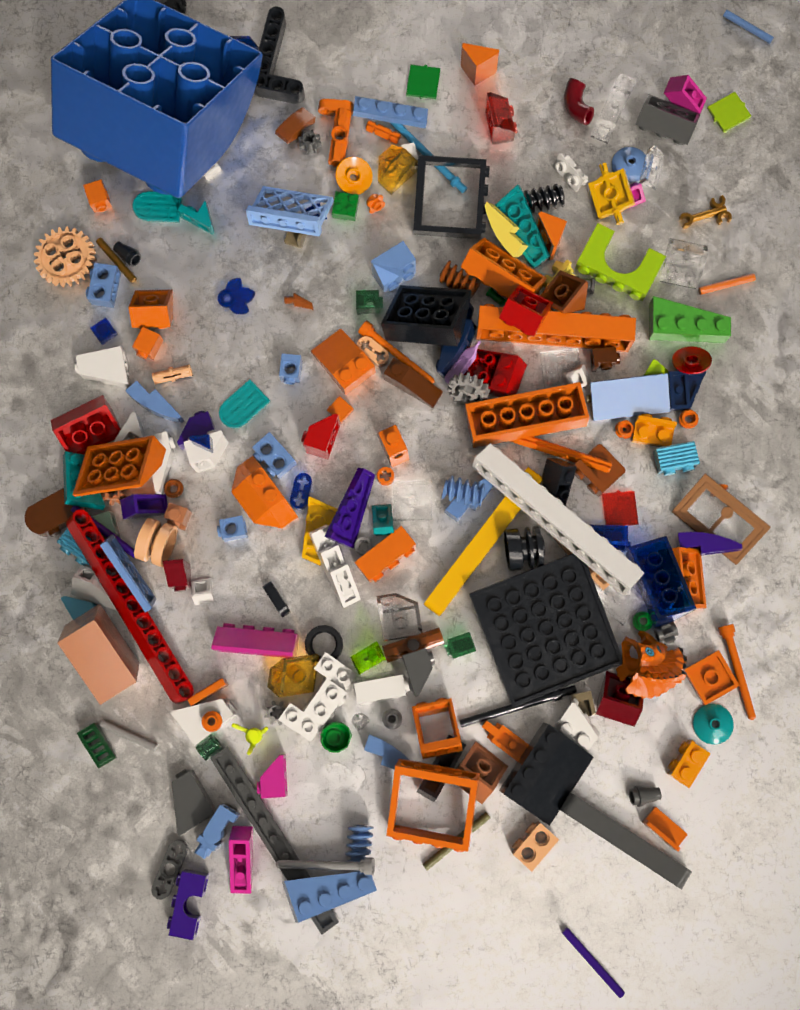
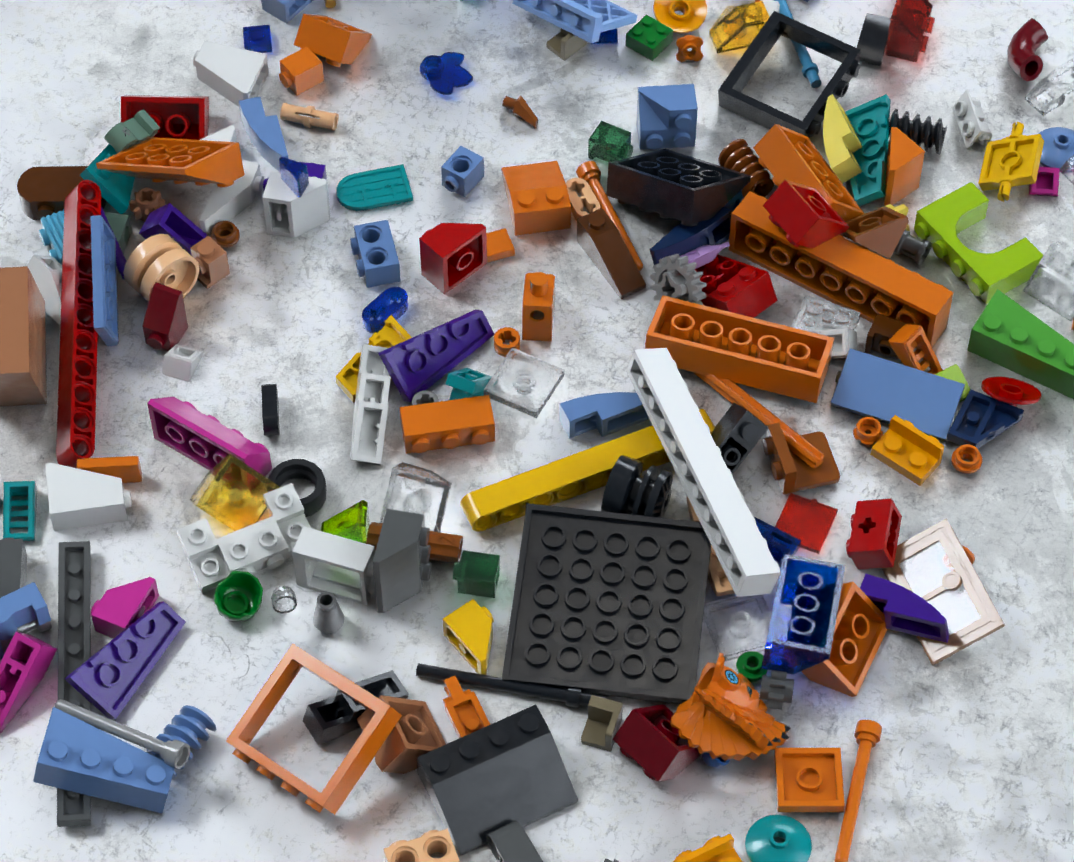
camera: 25 degrees right, 25 degrees down
(76, 453) = (132, 131): none -> sand green leg
(161, 743) = (19, 488): none -> teal slope
(209, 747) = (65, 532): clear green bush -> none
(218, 721) = (93, 499): orange plate -> none
(241, 530) = (269, 307): medium blue brick -> none
(252, 735) = (132, 547): neon yellow plant -> none
(261, 496) = (330, 293): orange wedge -> none
(271, 710) = (170, 534): light grey gear -> none
(297, 816) = (123, 664): none -> dark purple wing
(387, 751) = (281, 633): medium blue slope -> none
(443, 746) = (374, 666): orange window -> none
(444, 851) = (305, 810): olive bar -> none
(464, 491) = (593, 385): medium blue piece -> none
(480, 687) = (471, 634): none -> yellow slope
(481, 137) = (873, 39): none -> black slope
(577, 726) = (579, 742): white wing -> none
(625, 363) = (908, 339): none -> orange slope
(666, 489) = (874, 534): none -> red brick
(676, 457) = (920, 492): medium azure brick -> none

